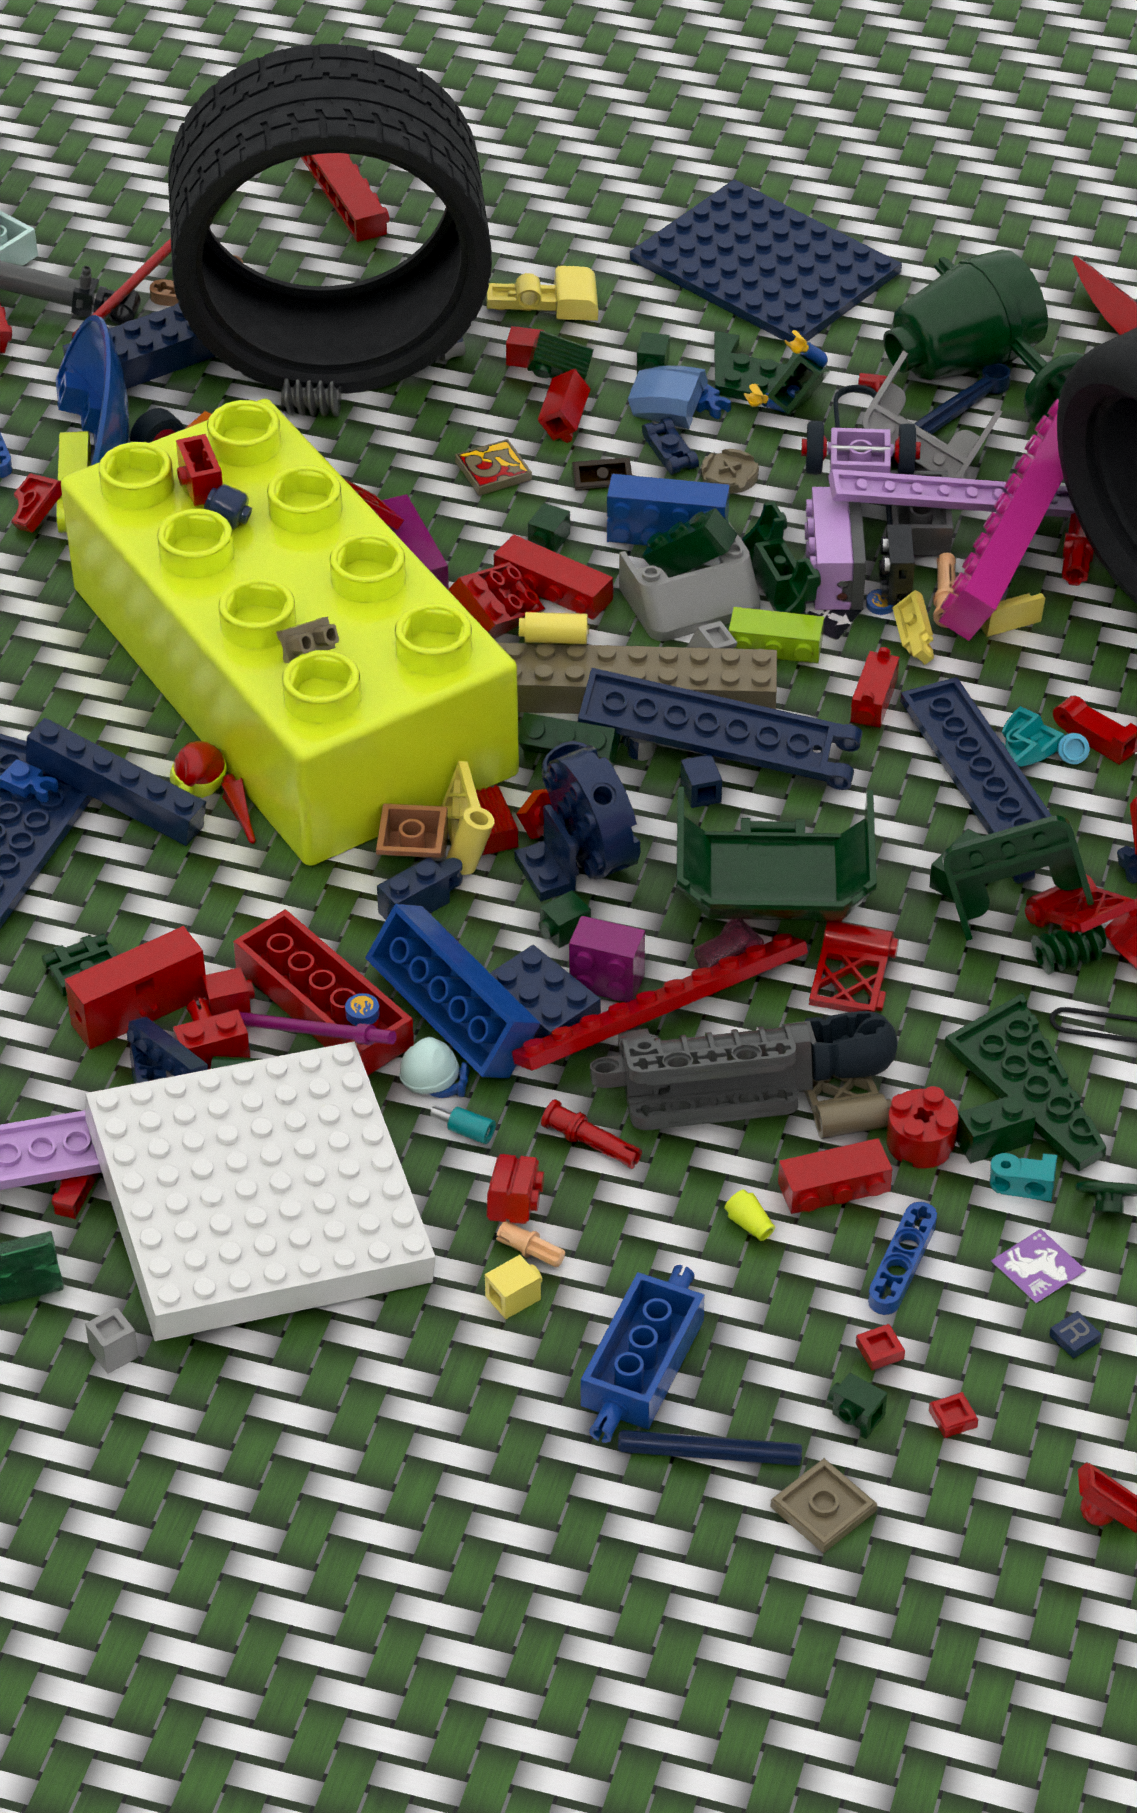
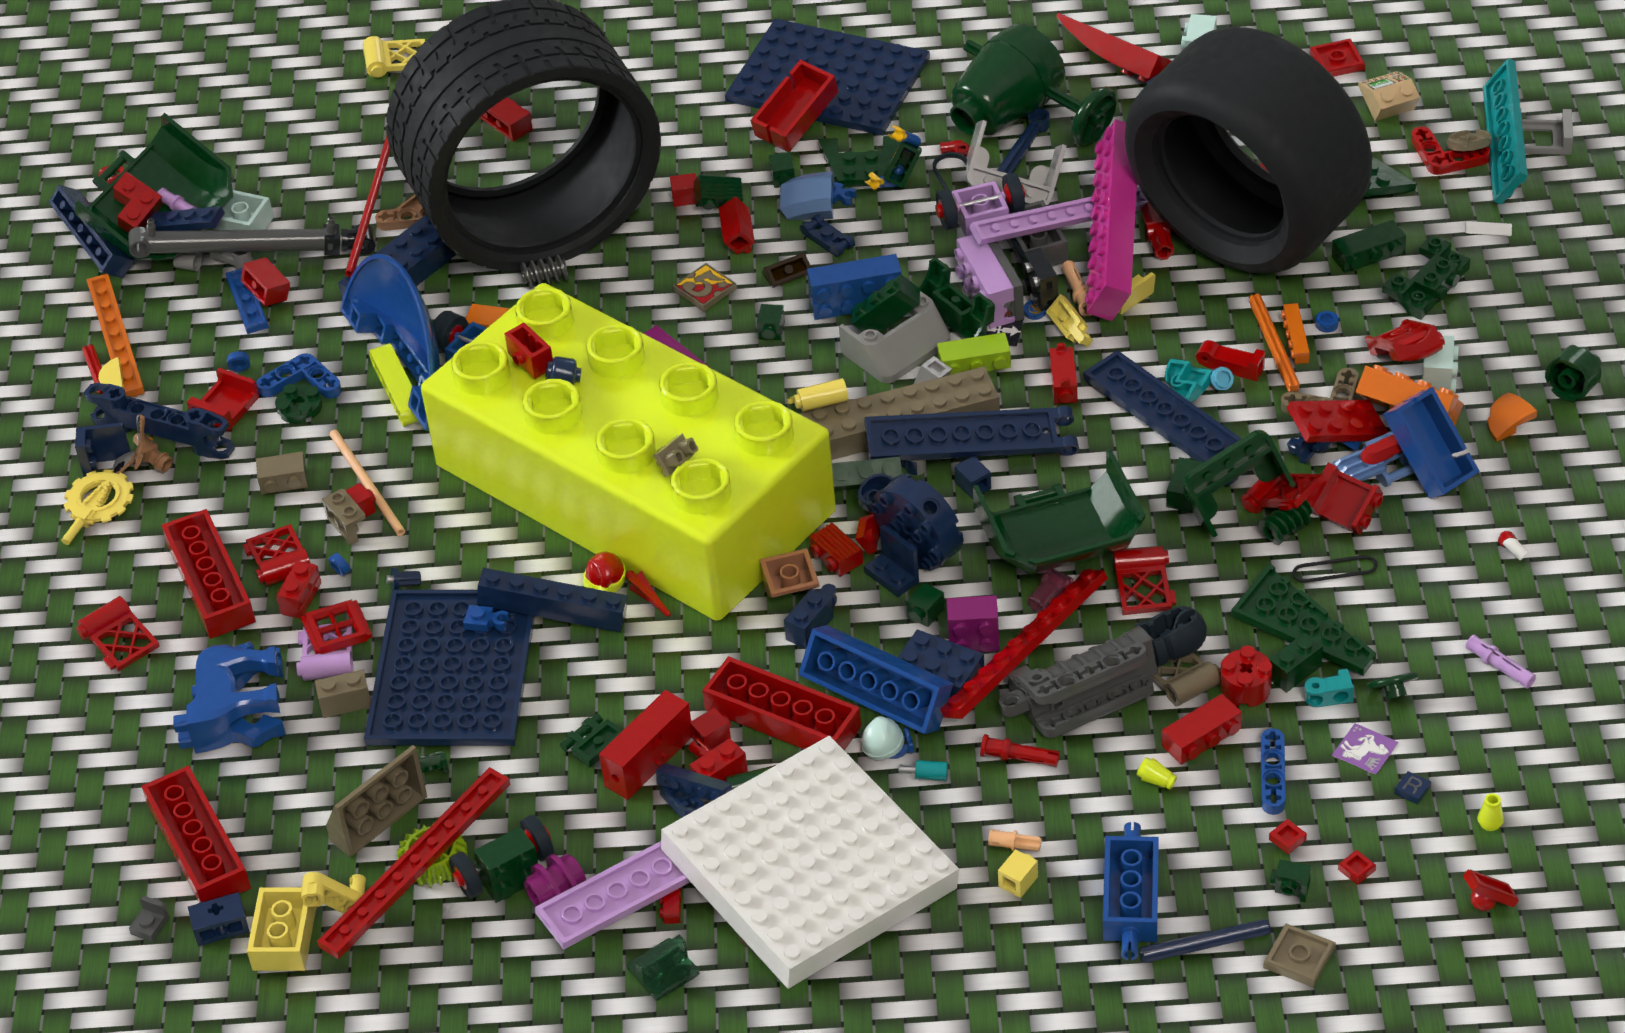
camera: 15 degrees left, 0 degrees up
(35, 500) = (377, 406): red tile -> none
(112, 1340) = (756, 997): light grey panel -> none
(362, 1009) = (822, 711): blue tile -> none
(362, 1033) = (834, 728): magenta bar -> none
(467, 822) = (832, 558): light yellow piece -> none
(496, 598) = (765, 379): red slope -> none
(514, 1189) = (987, 805): red brick -> none
(557, 576) = (792, 357): red brick -> none
(571, 295) = (696, 139): light yellow plate -> none
(694, 289) = (791, 113): none -> red piece
(731, 468) = (879, 241): dark tan tile -> none

